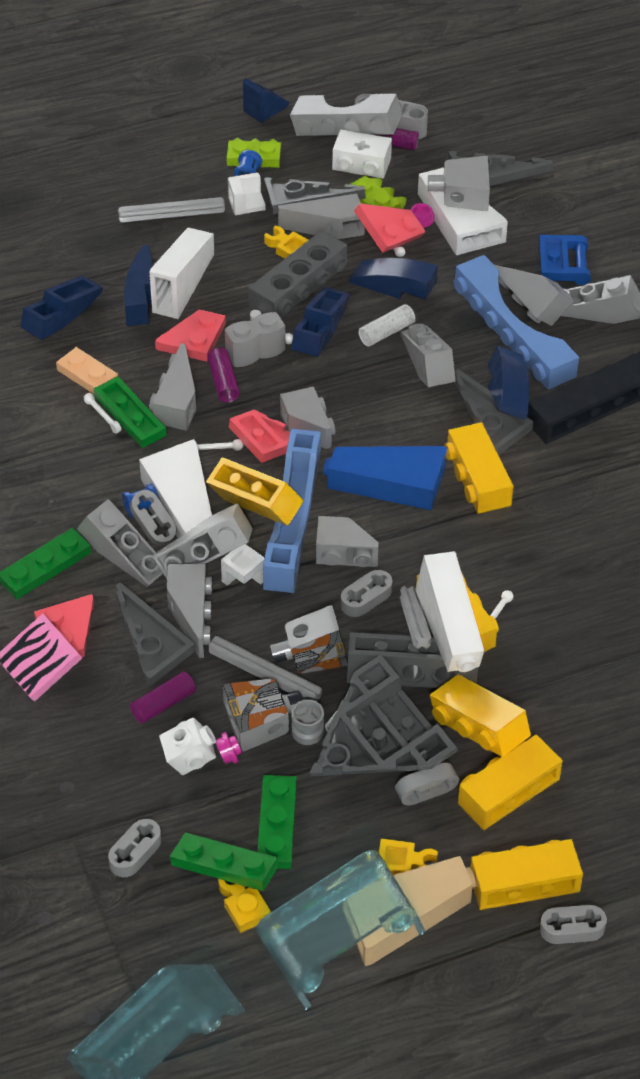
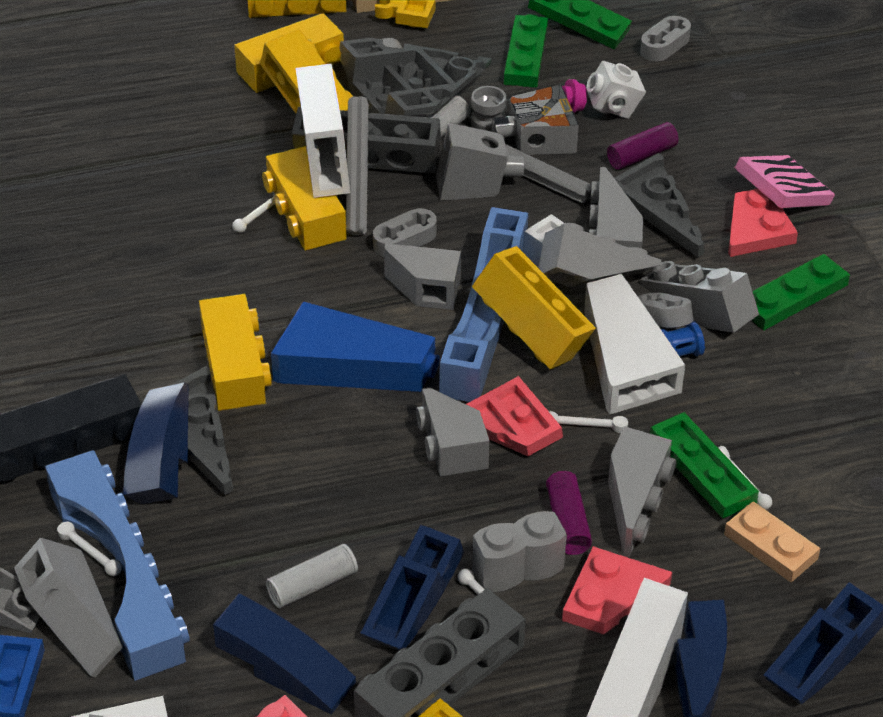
camera: 175 degrees left, 5 degrees down
(429, 355) = (260, 518): light grey slope -> none

